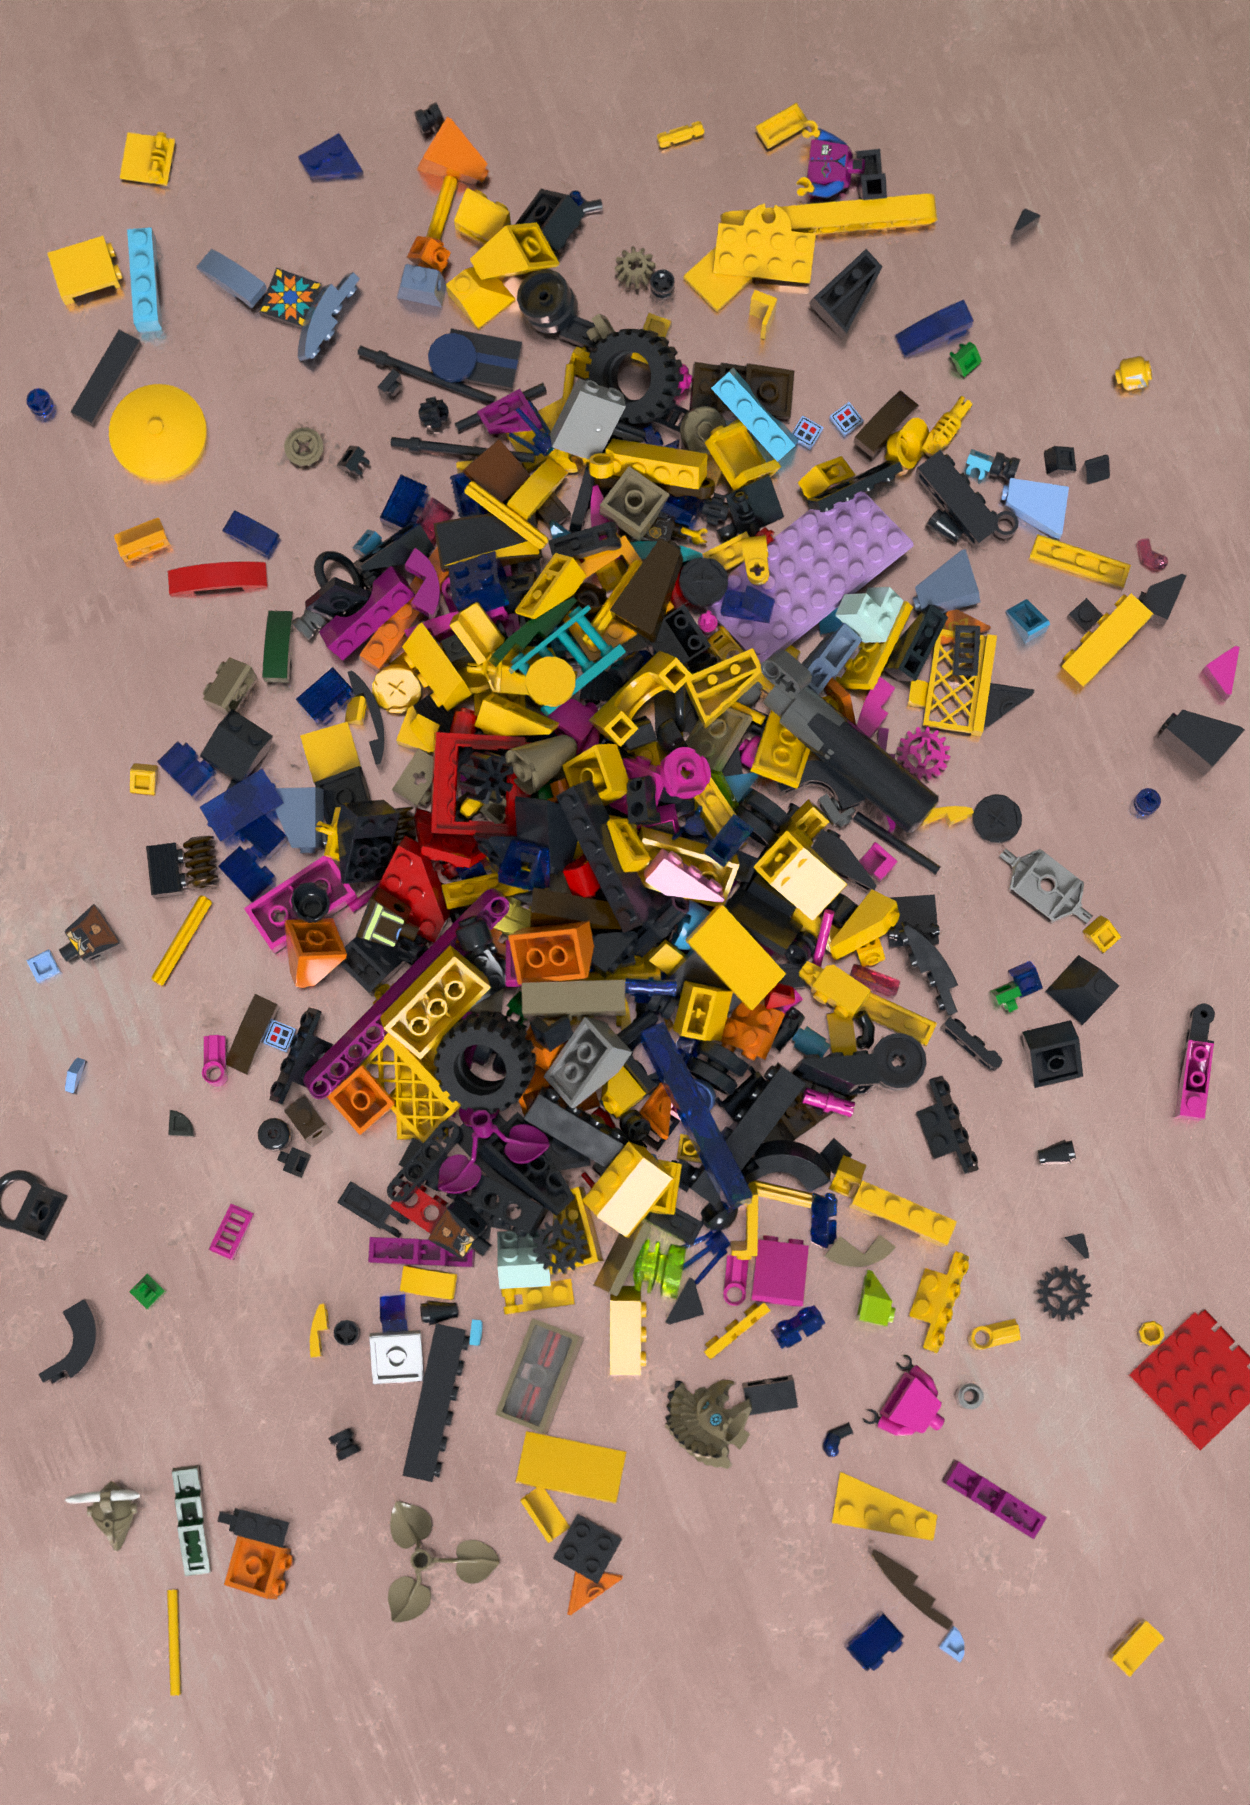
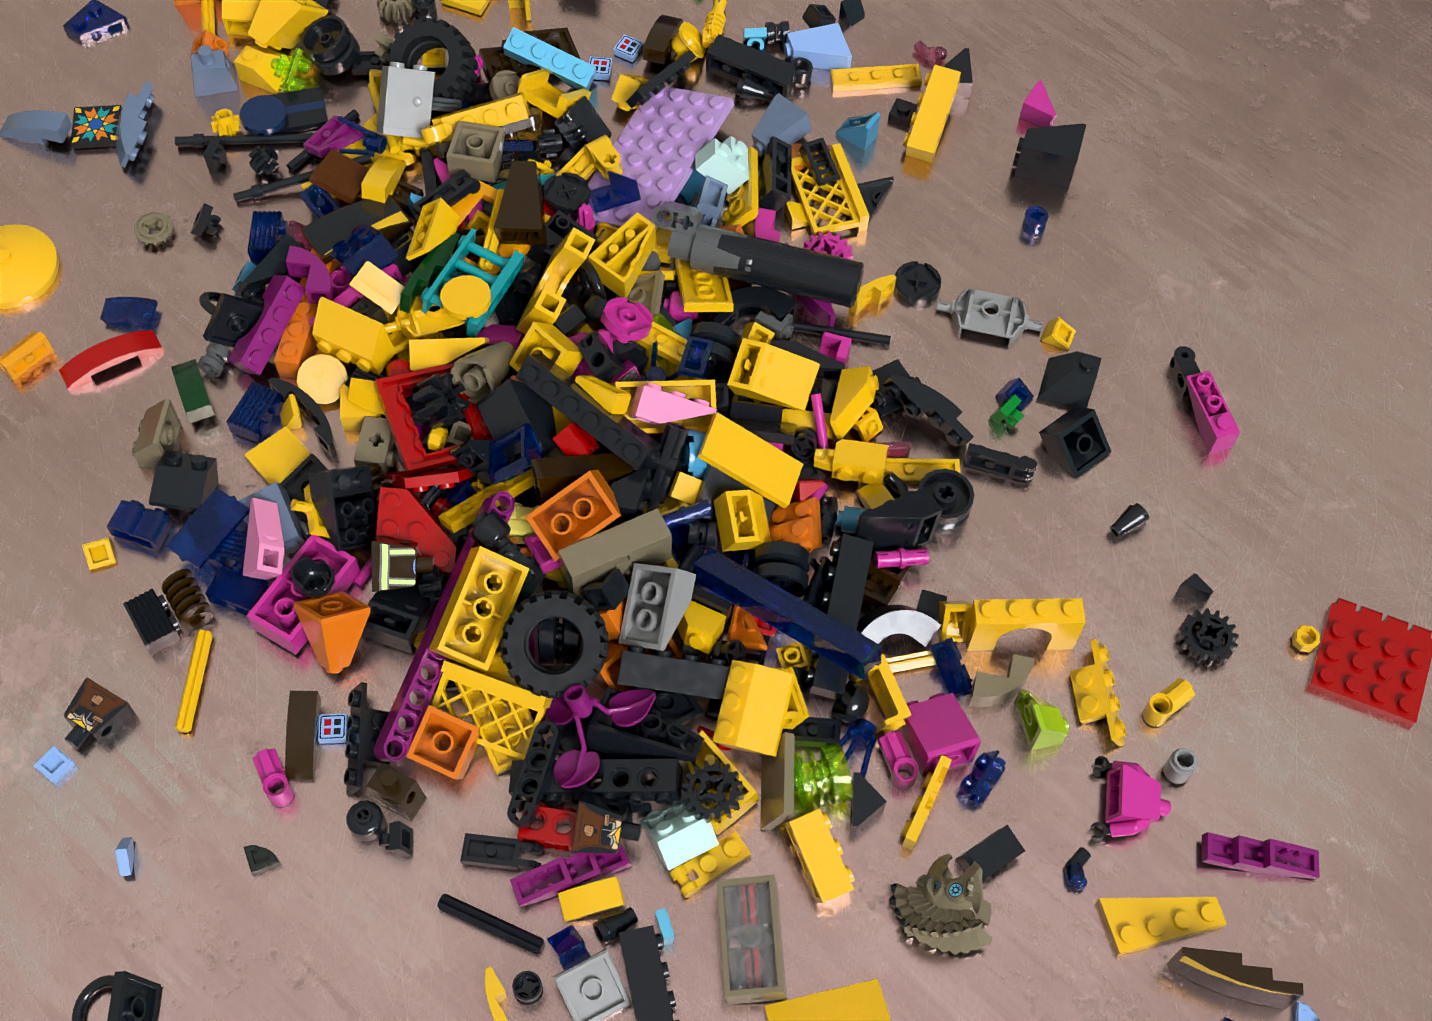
camera: 30 degrees left, 20 degrees down
(230, 1254) = (358, 965): dark pink slope -> none
(283, 843) = (264, 541): none -> bright pink slope
(340, 1264) = (490, 923): none -> black axle
(413, 351) = (225, 122): none -> yellow gear
(495, 311) = (295, 63): none -> clear neon green hips
(506, 515) = (364, 198): yellow axle -> none
(944, 1127) = (1014, 543): black bracket -> none

